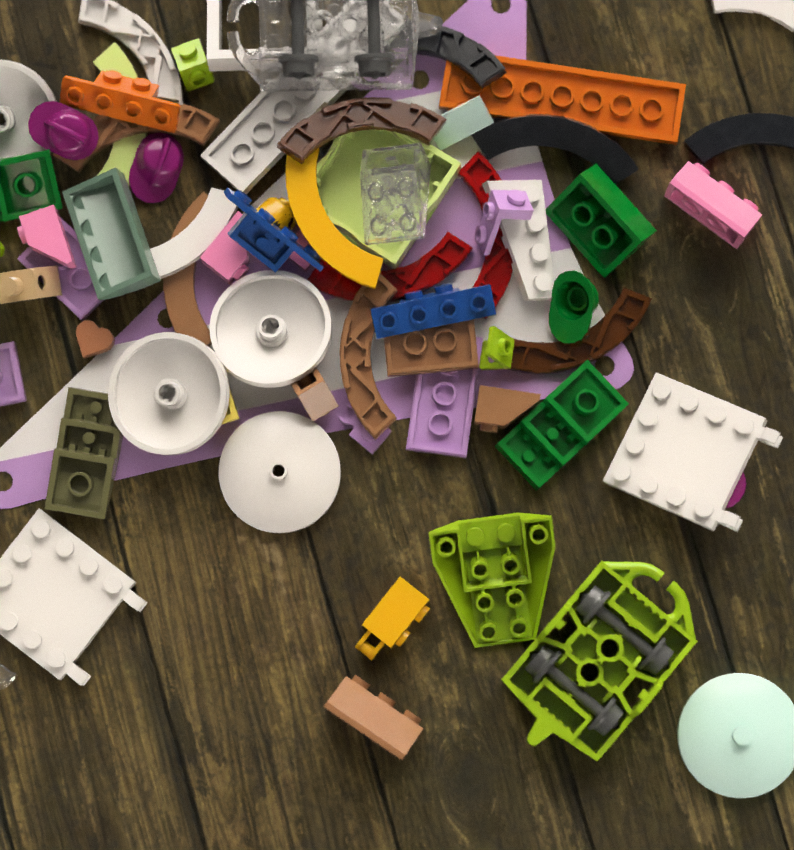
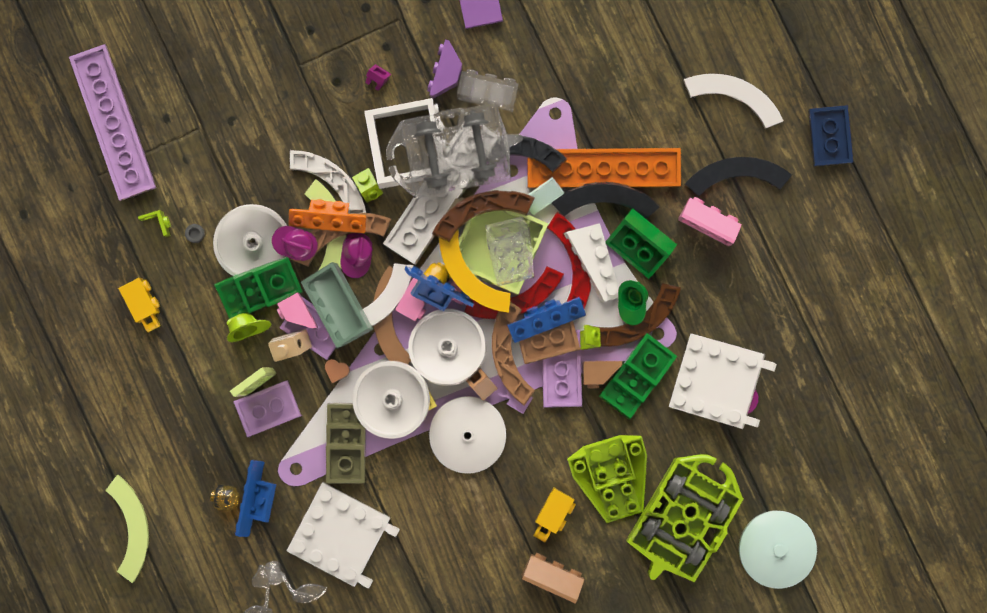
camera: 10 degrees left, 5 degrees up
(500, 205) = (579, 247): lavender bracket -> none

